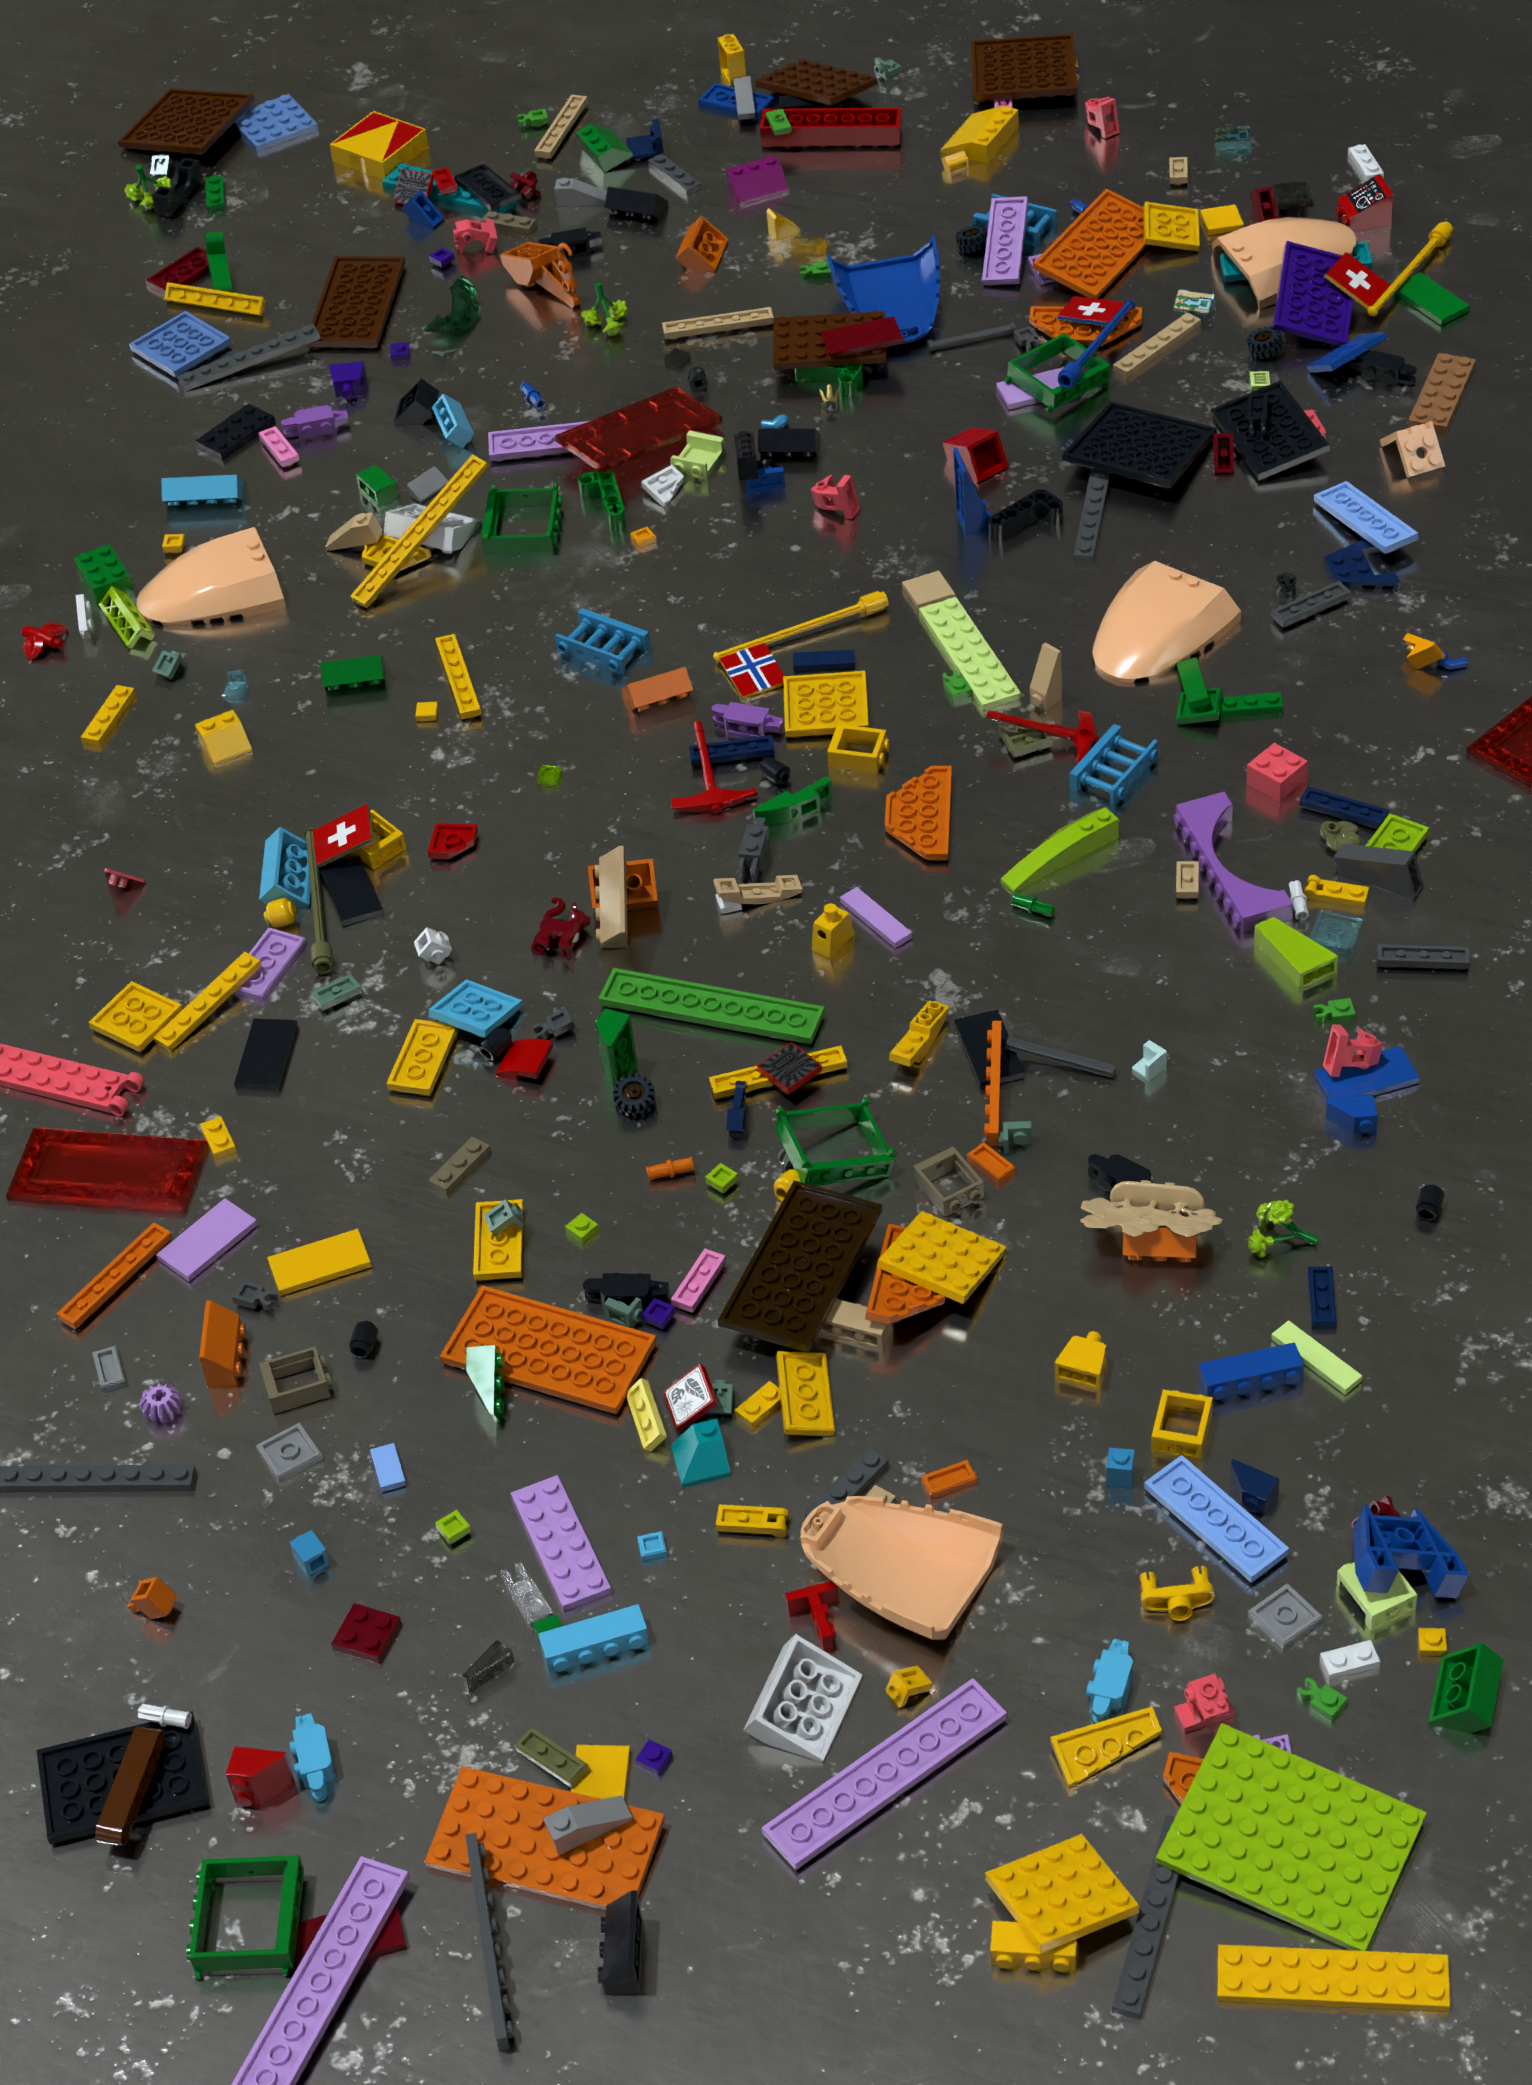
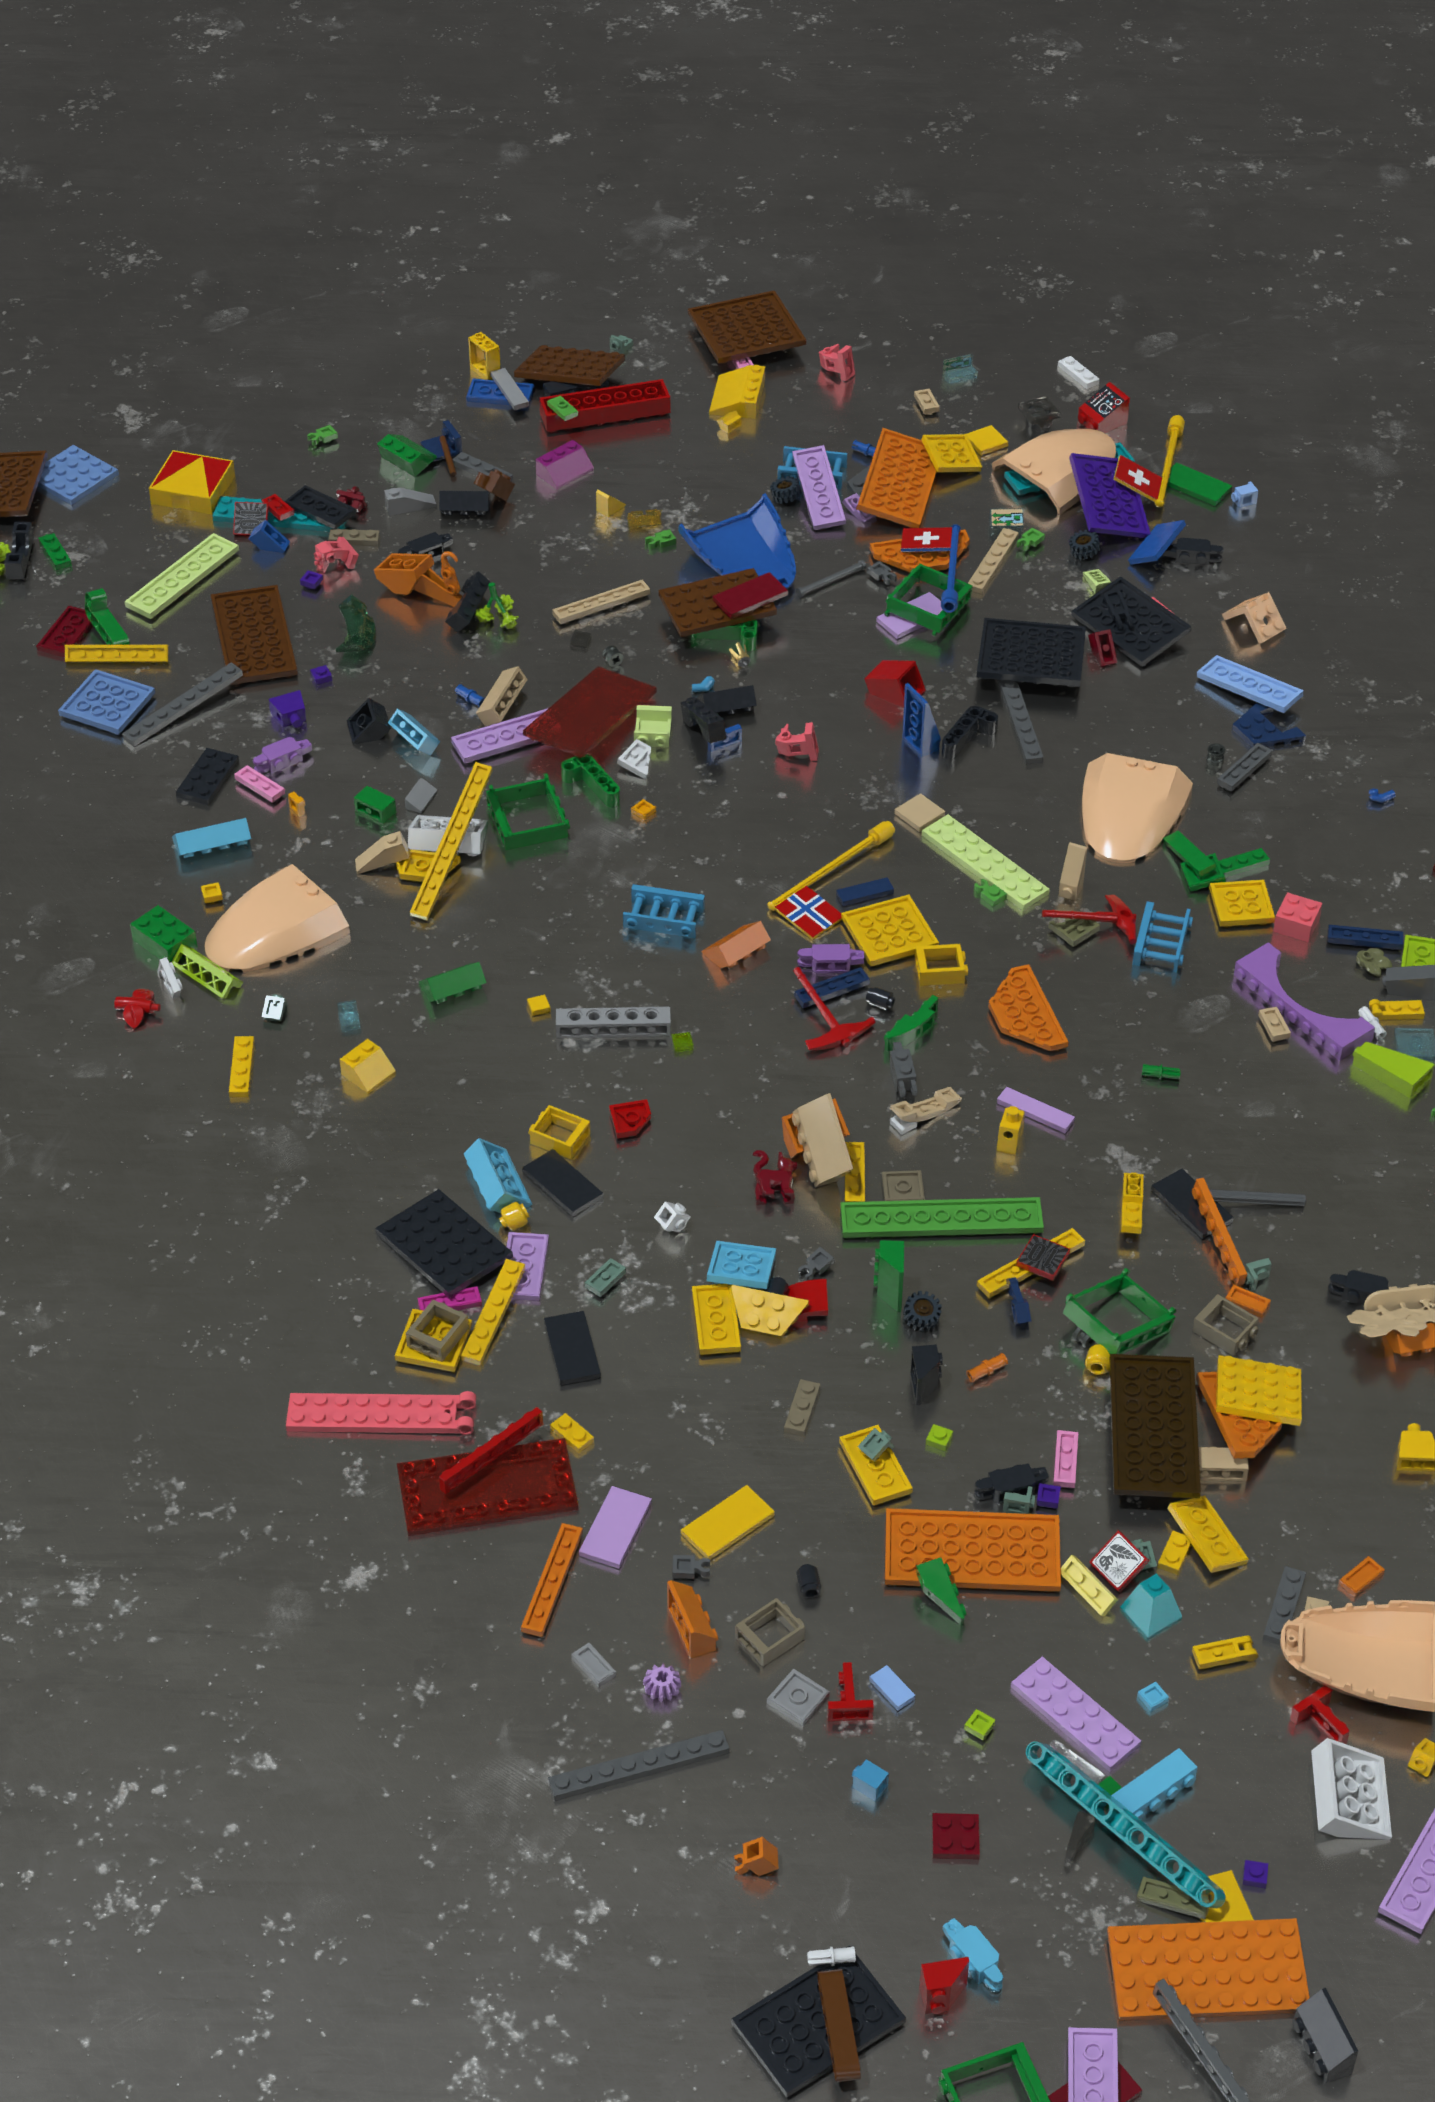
camera: 25 degrees left, 0 degrees up
(121, 1134) = (491, 1450): none -> red plate
(124, 877) = (344, 1216): coral piece -> none
(143, 1018) = (432, 1346): none -> dark tan window
(175, 982) = (462, 1300): none -> dark pink tile
(199, 924) = (444, 1243): none -> black plate
(303, 471) = (296, 803): none -> light orange plate
(319, 234) = (181, 576): none -> yellowish green plate
(323, 847) = (528, 1143): flag -> none
(333, 1473) = (848, 1708): none -> red bracket
(458, 676) = (550, 967): yellow plate -> none
(473, 1059) = (766, 1311): none -> yellow wing
(488, 742) = (613, 1022): none -> light grey brick
(534, 1668) = (1125, 1825): none -> teal beam
(560, 400) = (501, 696): none -> tan brick
(561, 126) = (353, 439): tan plate -> none
(578, 302) = (473, 590): none -> black arch
(585, 1822) = (1242, 1944): light grey slope -> none
(596, 1157) = (925, 1371): none -> black slope
(644, 155) = (447, 454): none -> reddish brown bar
(647, 940) = (856, 1178): none -> yellow plate
(671, 188) = (496, 483): none -> reddish brown hinge
(689, 965) = (902, 1185): none -> dark tan plate
(701, 246) = (547, 533): orange slope -> none
(721, 1178) = (1035, 1366): lime plate -> none
(1064, 848) = (1158, 1015): lime wedge -> none
(1152, 1063) = (1329, 1185): light aqua panel -> none
(1211, 327) = (1031, 537): none -> bright green plate
(1224, 745) = (1242, 903): none -> yellow plate
(1264, 204) = (1018, 423): dark red slope -> none
(1422, 651) = (1358, 790): light orange slope -> none
(1442, 391) = (1248, 564): medium nougat plate -> none
(1477, 318) = (1245, 495): none -> light blue brick

